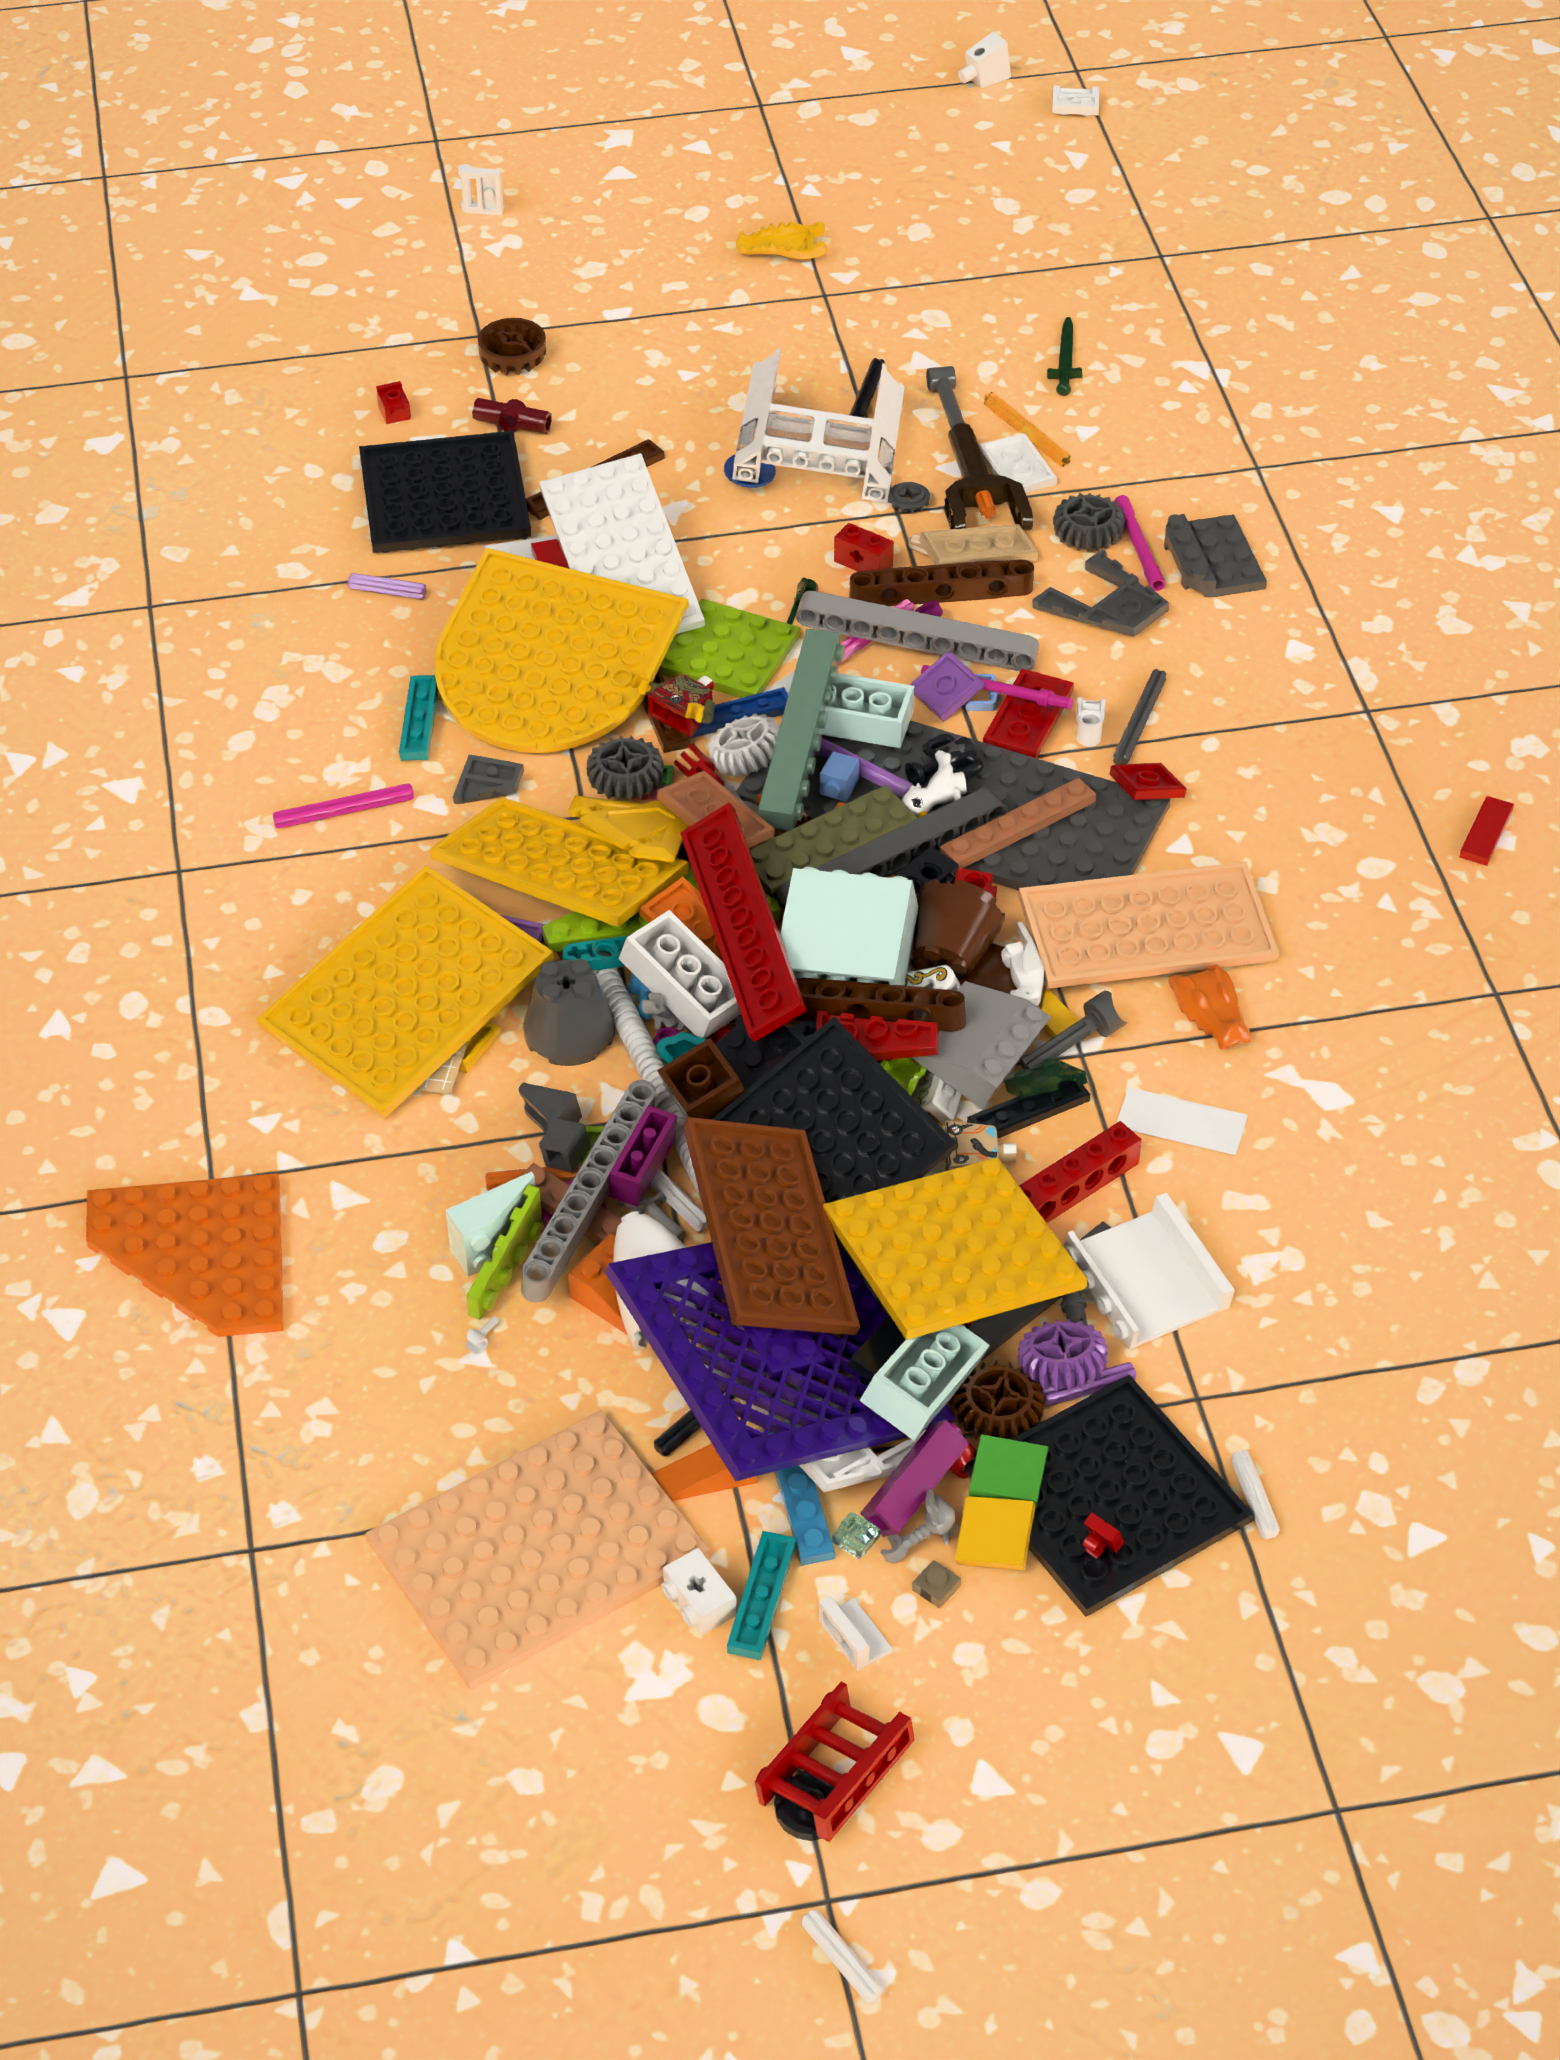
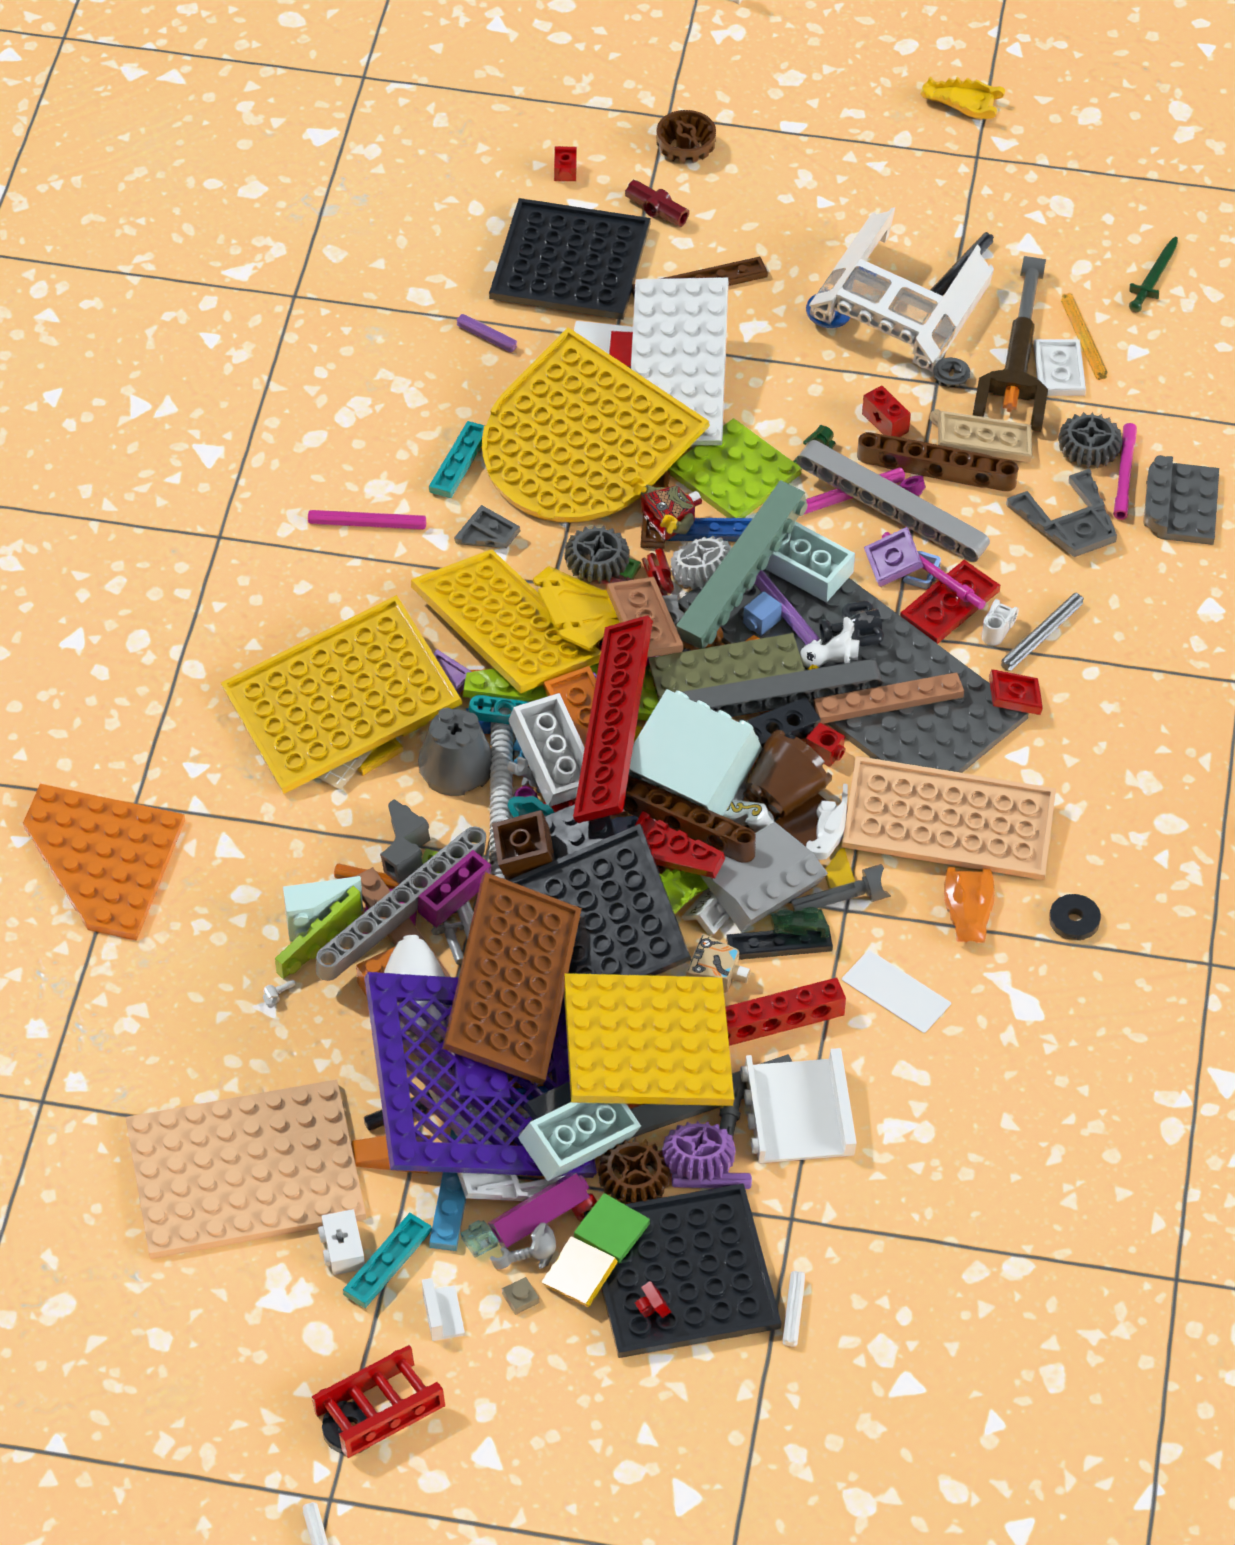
camera: 20 degrees right, 5 degrees up
(1331, 974) = (1078, 905): none -> black tile

